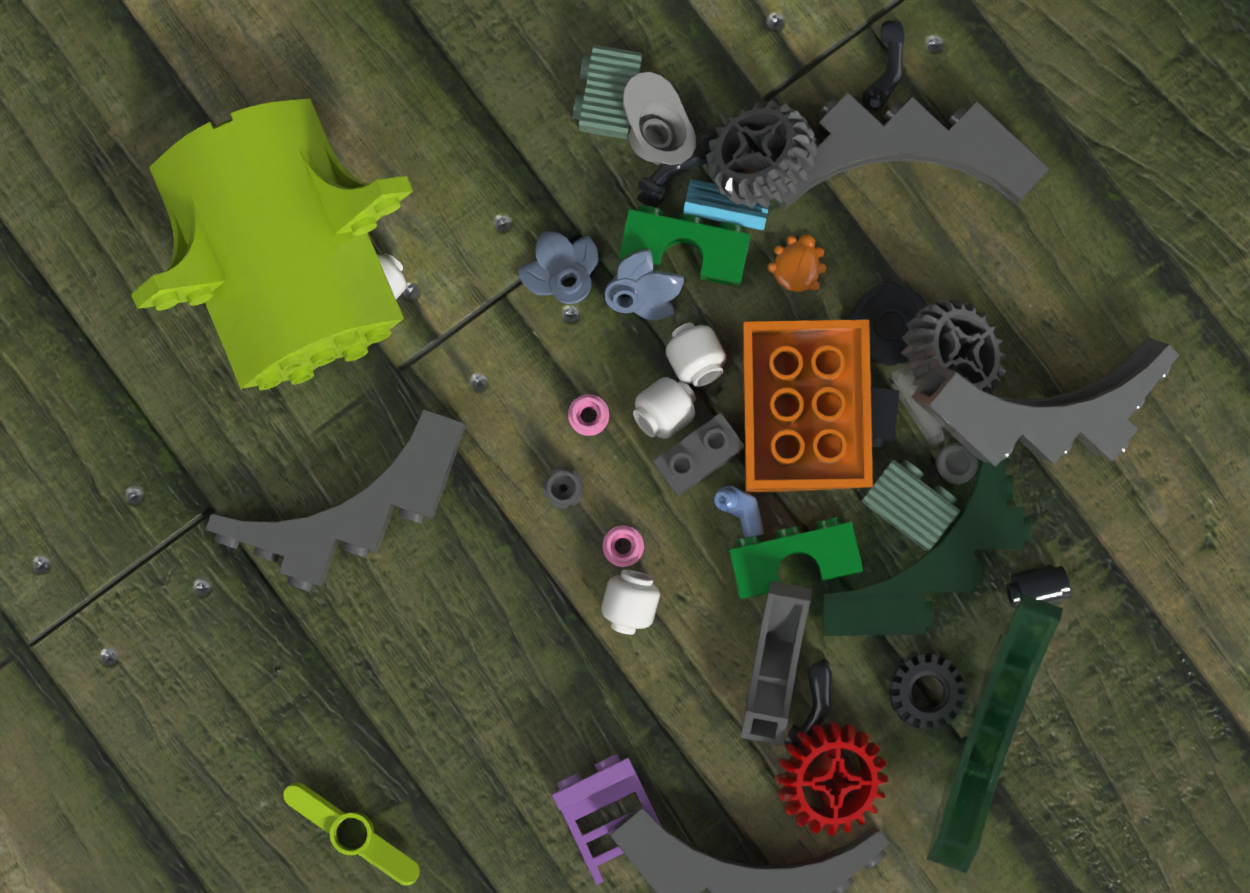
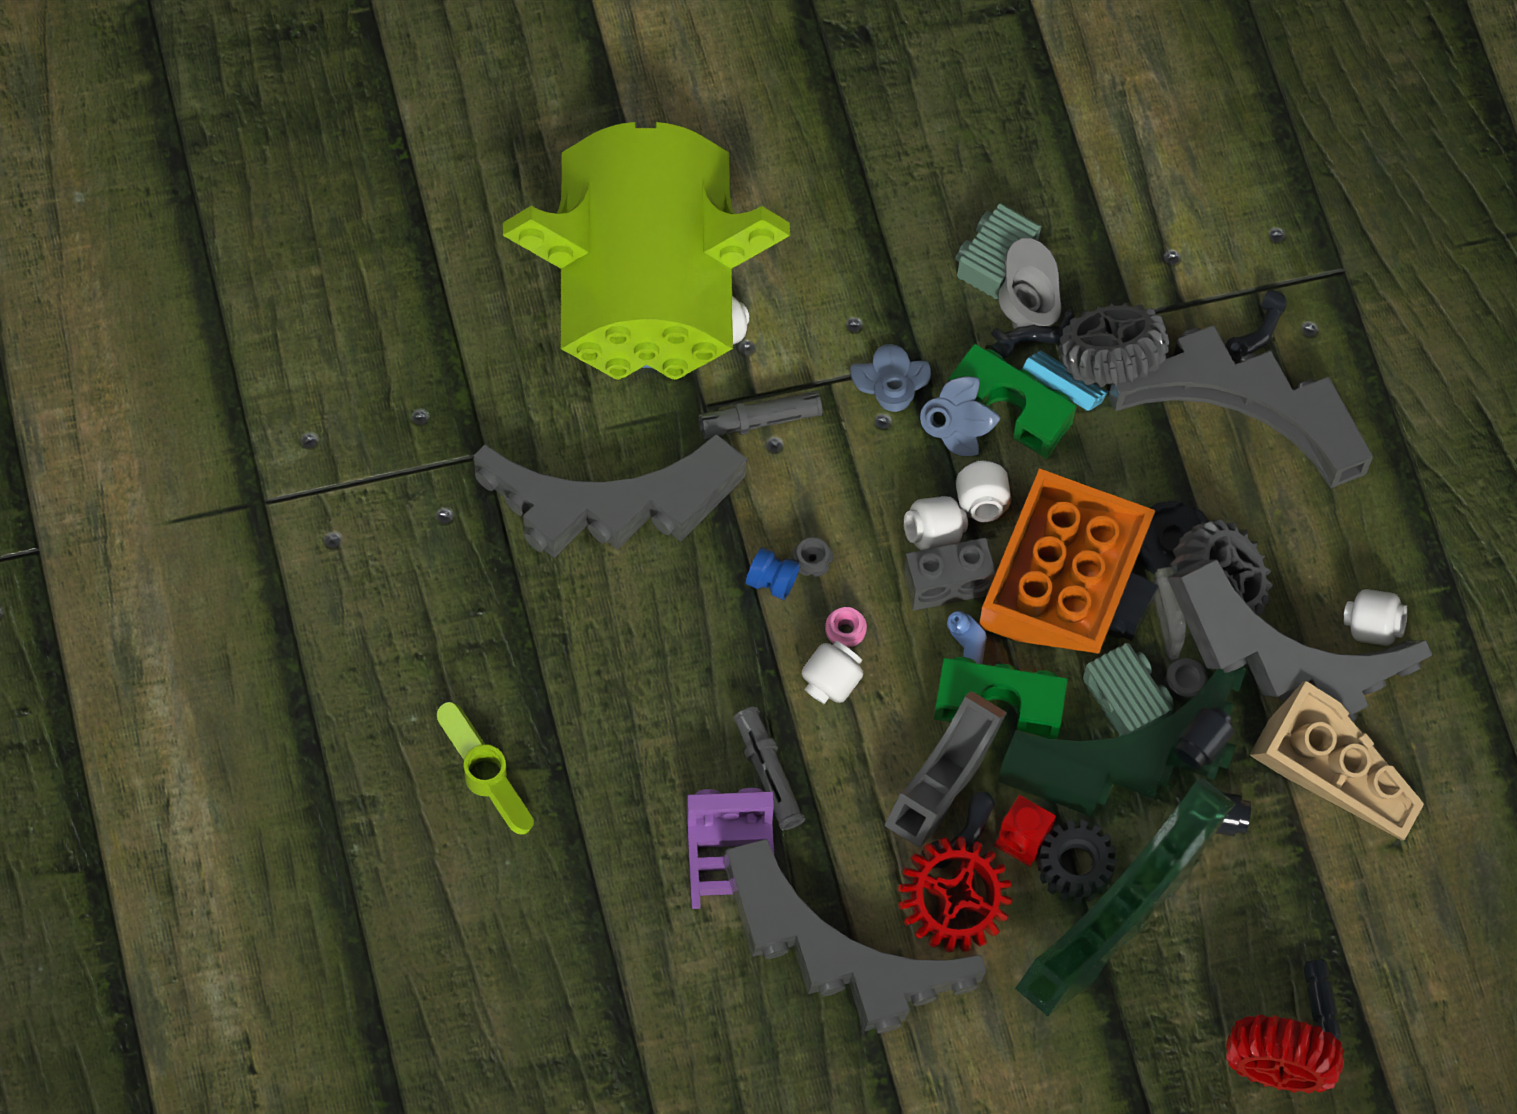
camera: 15 degrees right, 20 degrees down
(454, 362) = (751, 416): none -> dark grey pin
(534, 523) = (772, 573): none -> blue wheel
(588, 401) = (862, 495): bright pink plate -> none
(610, 719) = (762, 752): none -> dark grey pin
(798, 264) = (1109, 457): orange piece -> none
(869, 684) = (1024, 830): none -> red brick
(1002, 534) = (1204, 737): none -> black brick
(1110, 329) = (1376, 617): none -> white head
(1118, 492) = (1327, 754): none -> tan wedge
(1189, 812) = (1285, 1054): none -> red gear
(1198, 731) = (1321, 996): none -> black axle

